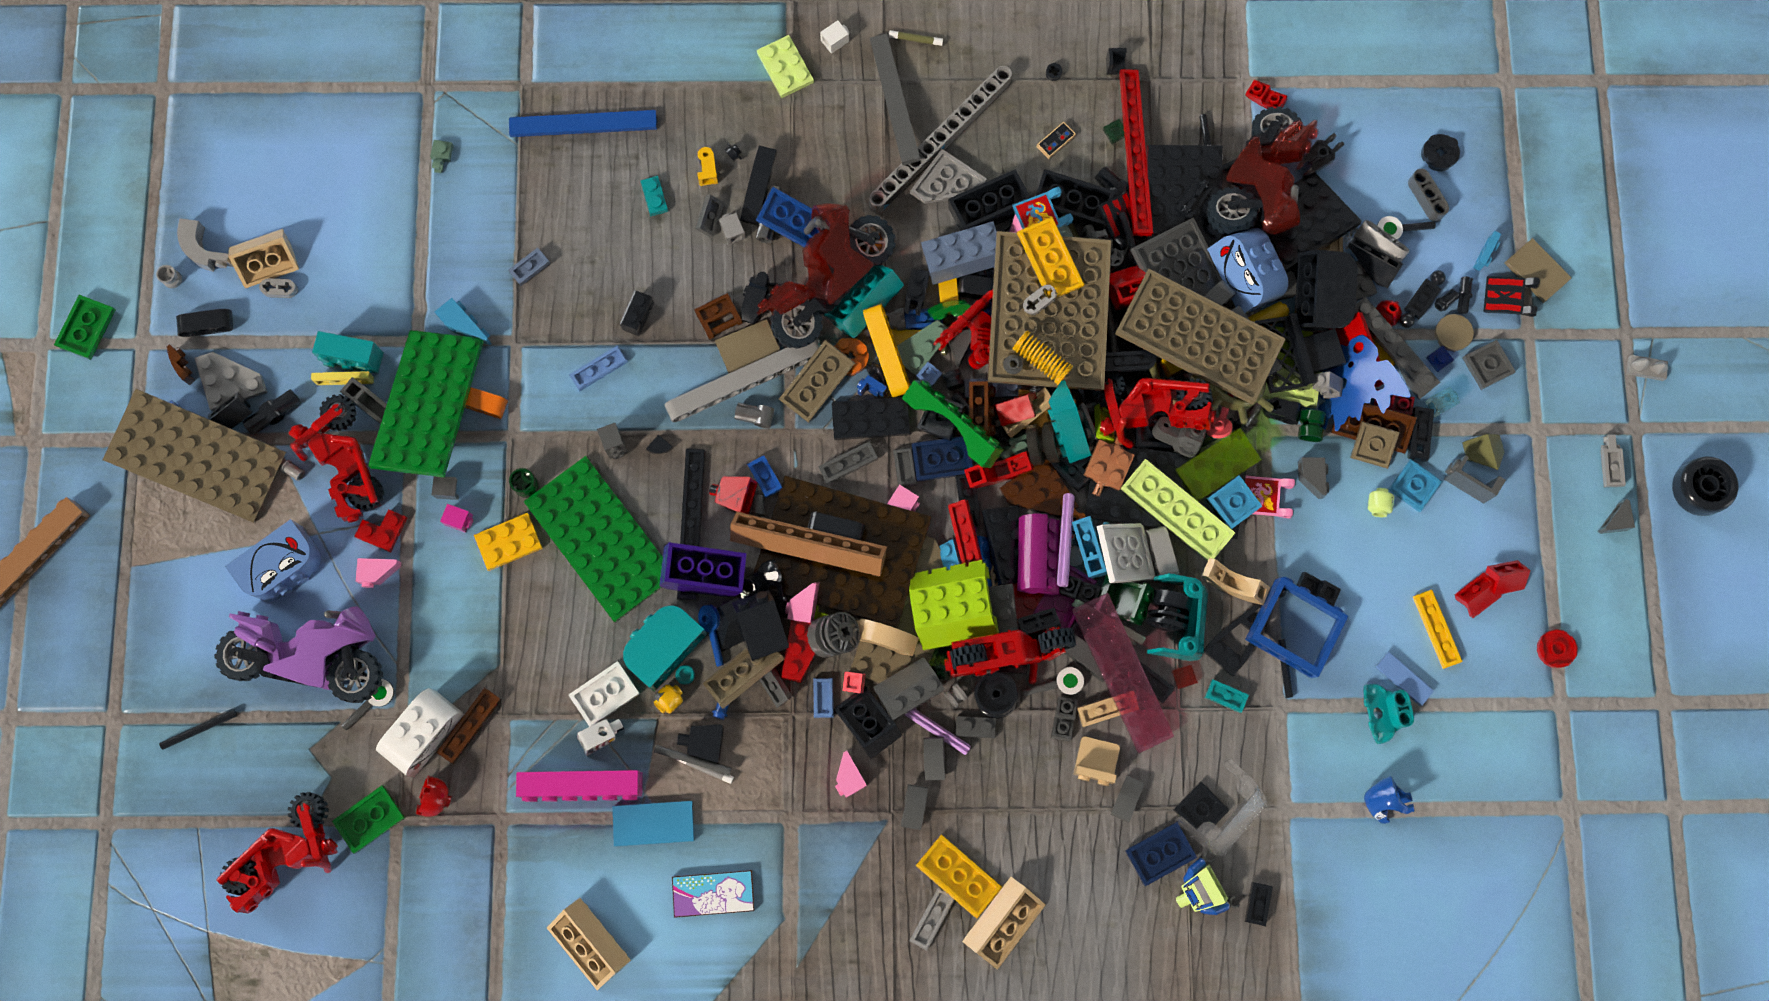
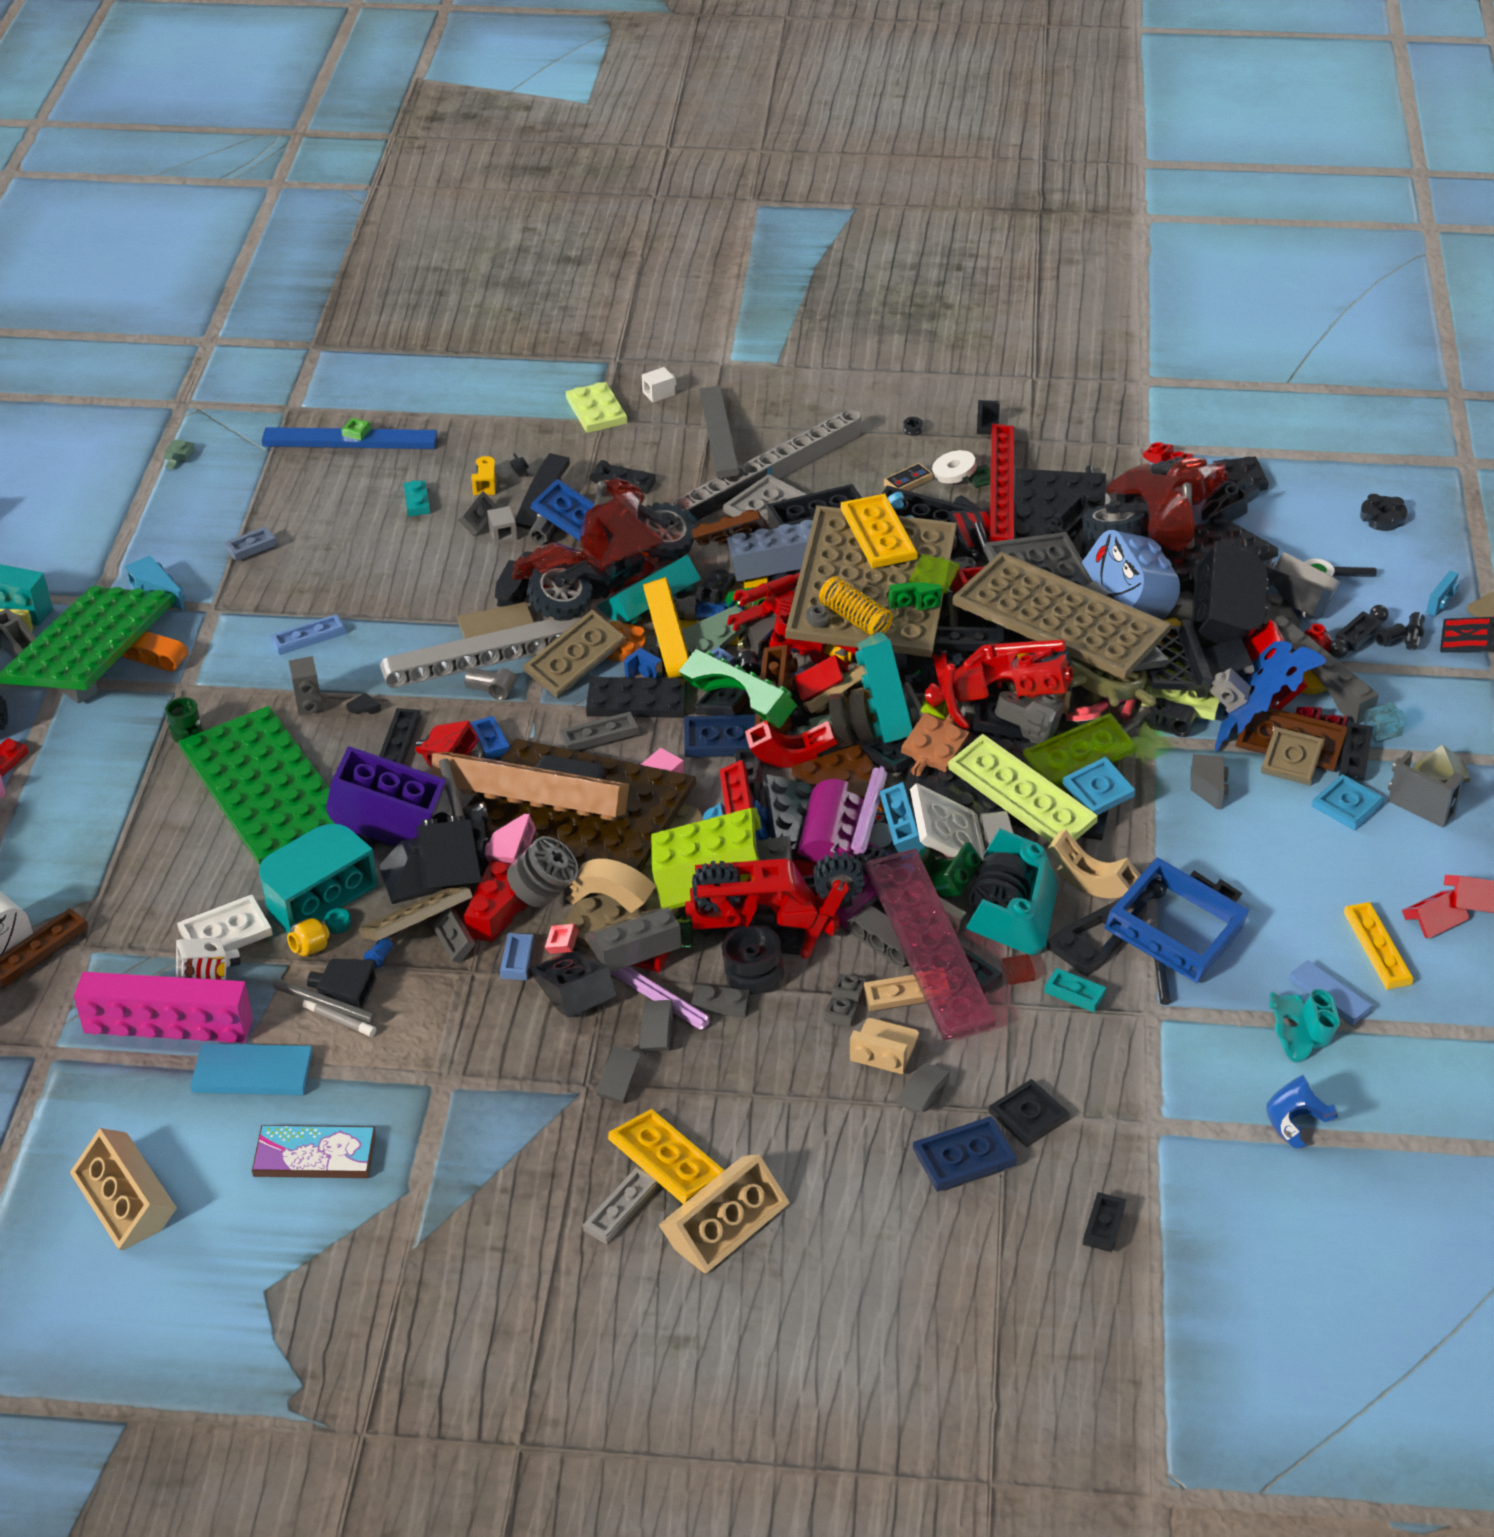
camera: 10 degrees right, 35 degrees down
(445, 488) = (83, 721): flat silver panel -> none
(457, 518) = (89, 749): dark pink brick -> none
(508, 541) = (147, 779): yellow plate -> none
(587, 116) = (356, 429): none -> bright green tile
(636, 313) = (368, 585): black brick -> none
(710, 620) = (385, 862): blue piece -> none
(715, 311) = (466, 591): reddish brown plate -> none
(753, 562) = (451, 788): none -> dark grey bar
(821, 157) = (608, 472): none -> black plate
(848, 777) = (534, 1036): bright pink slope -> none
(905, 467) = (672, 739): dark grey tile -> none
(916, 38) = (753, 393): olive bar -> none
(927, 235) = (746, 523): none -> reddish brown plate
(955, 695) = (697, 961): light grey wheel -> none
(1036, 296) = (859, 559): light grey beam -> none
(1068, 681) = (854, 960): piece -> none
(1091, 115) = (954, 466): none -> white tile
(1091, 336) = (916, 593): none -> green slope
(1098, 303) = (935, 571): none -> clear neon green piece
(1204, 890) = (1025, 1195): torso -> none
(1222, 839) = (1072, 1124): clear windscreen -> none
(1268, 494) = (1149, 801): flag -> none
(1311, 427) = (1208, 731): dark green wheel -> none
(1327, 111) = (1246, 468): none -> black plate
(1380, 502) = (1299, 808): yellowish green head -> none
(1428, 186) = (1367, 542): dark grey beam -> none
(1440, 358) = (1384, 687): clear blue plate -> none
(1454, 332) = (1401, 665): dark tan tile -> none
(1489, 364) = (1446, 694): dark grey plate -> none

